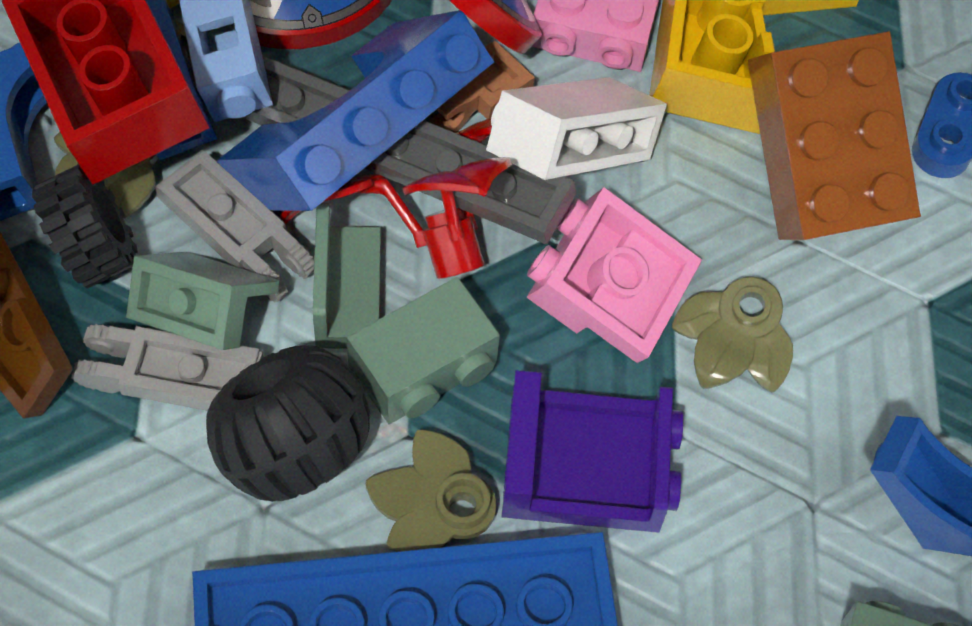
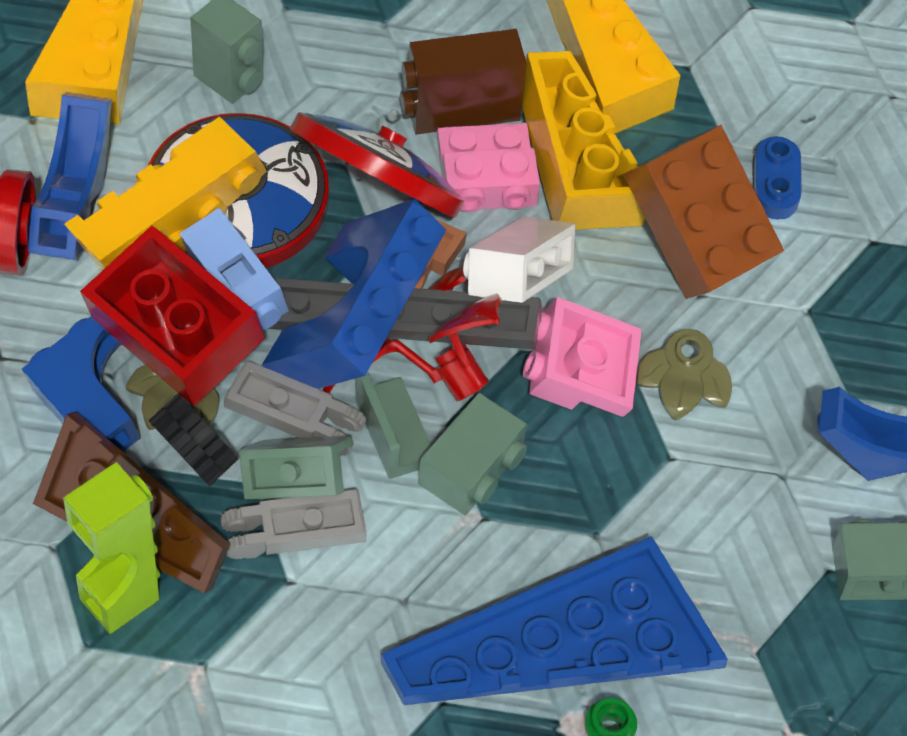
camera: 20 degrees left, 5 degrees down
(288, 423) = (401, 533): black wheel -> none
(423, 494) = (514, 551): olive plate -> none
(590, 458) = (619, 490): dark purple panel -> none

